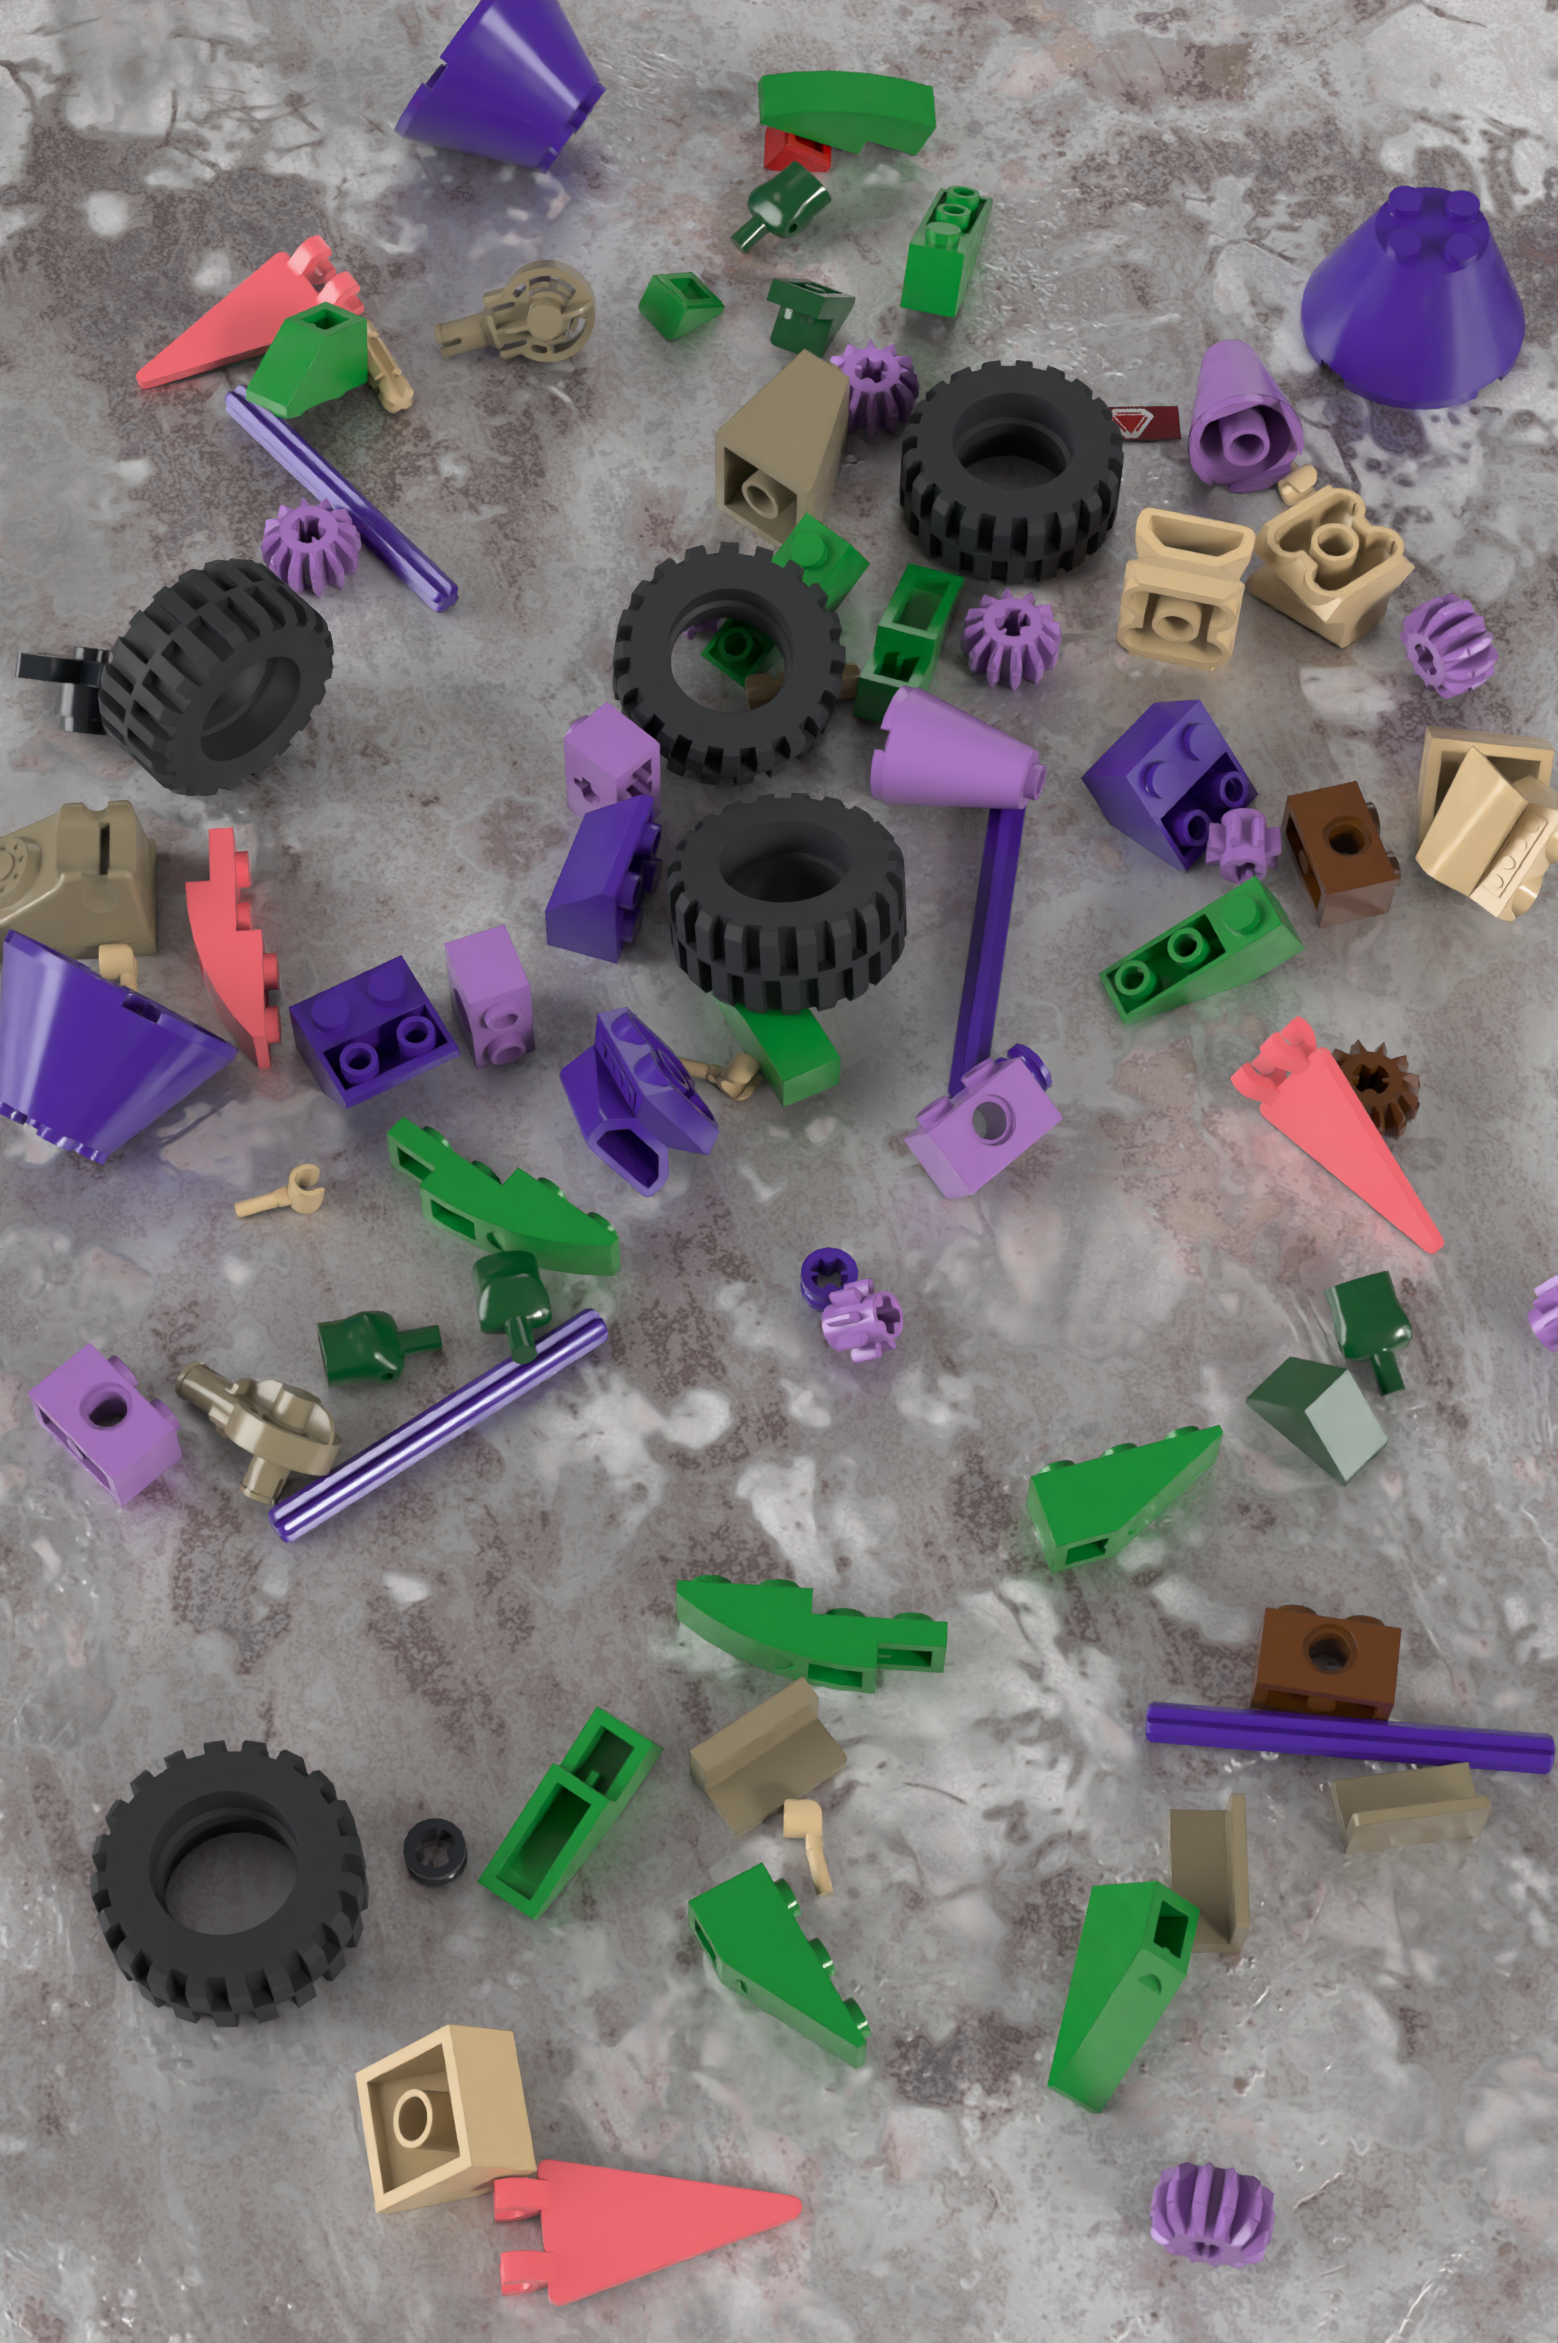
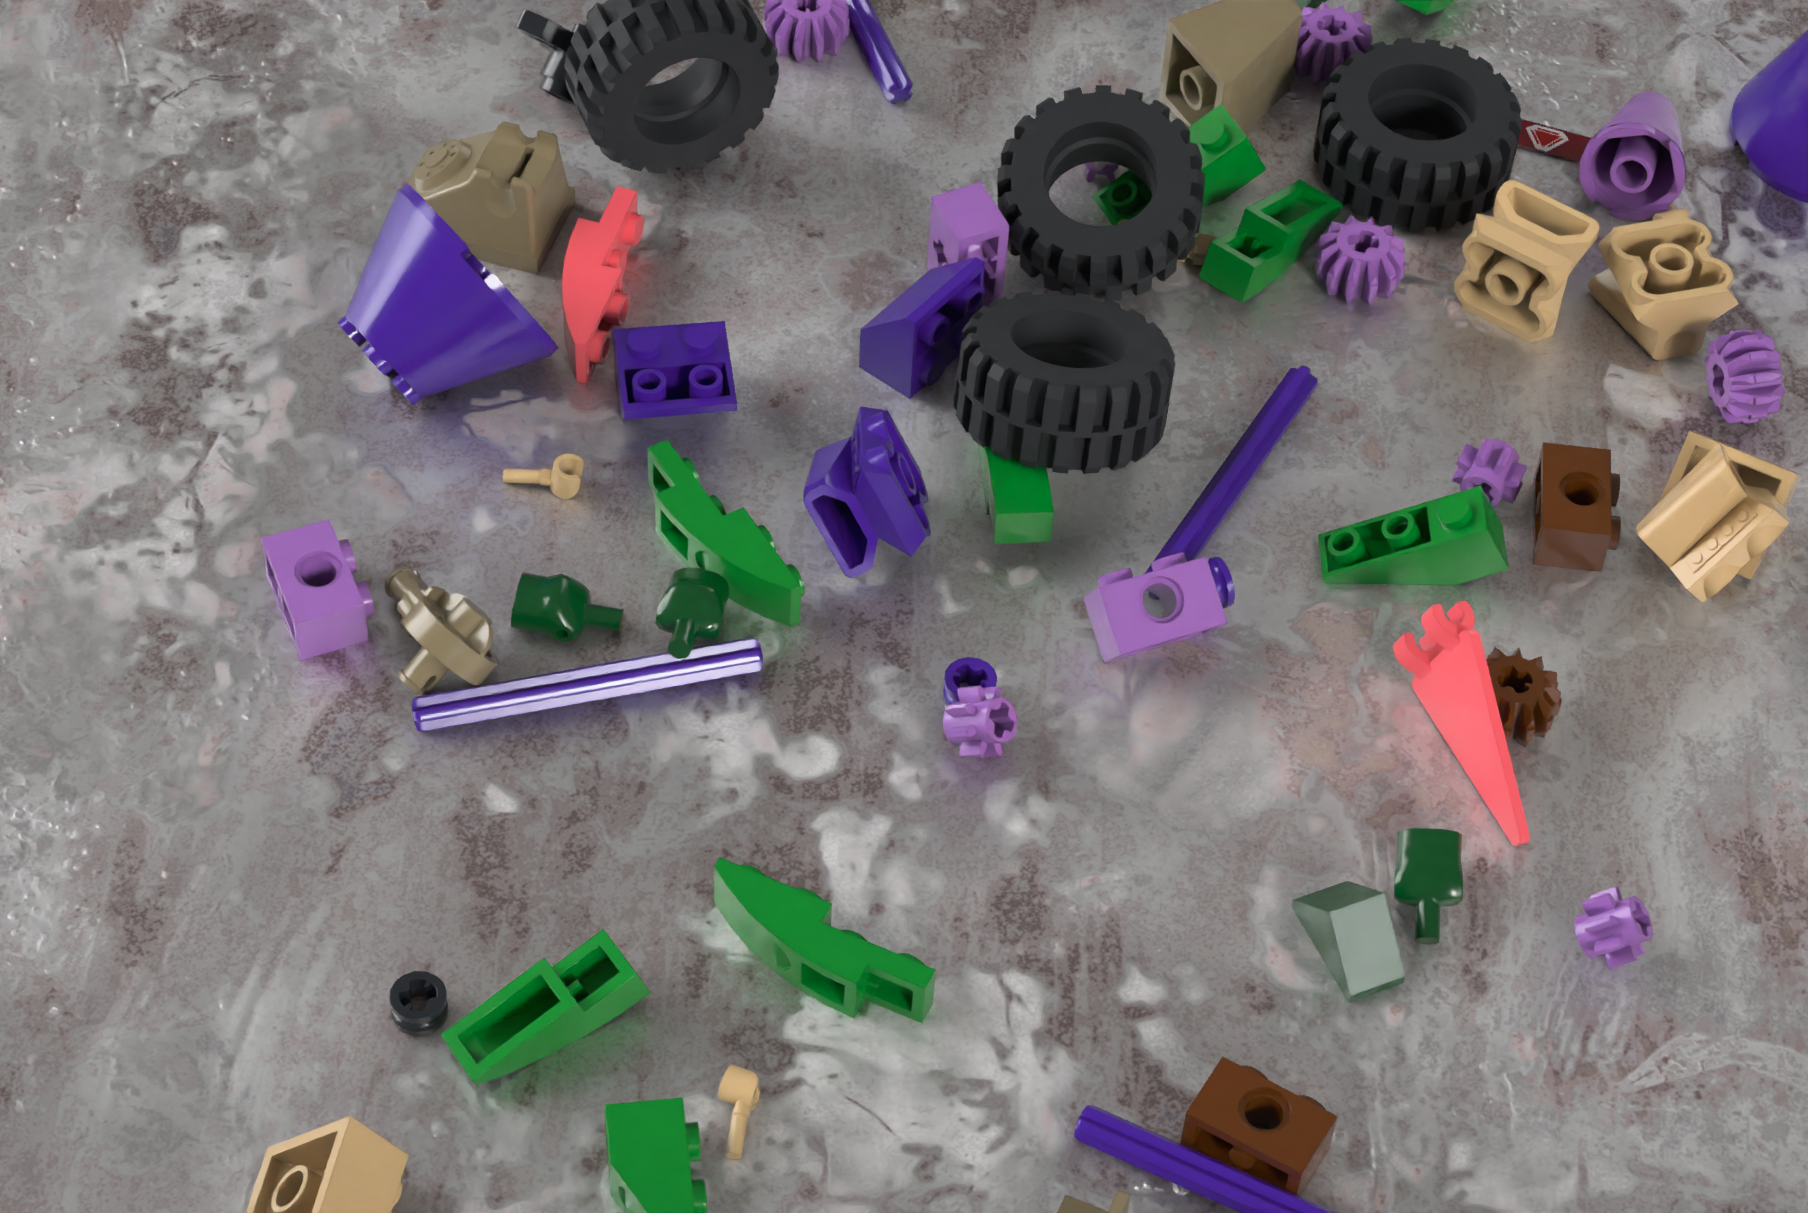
camera: 20 degrees right, 10 degrees down
(119, 963) = (502, 265): tan hand -> none
(205, 1800) = (246, 1021): black tyre -> none
(490, 997) = (783, 376): medium lavender brick -> none
(735, 1080) = (963, 511): tan hand -> none
(766, 1758) = (735, 1023): dark tan panel -> none
(950, 758) = (1256, 321): medium lavender cone -> none
(1105, 1502) = (1132, 933): green slope -> none
(1170, 781) = (1445, 403): dark purple slope -> none

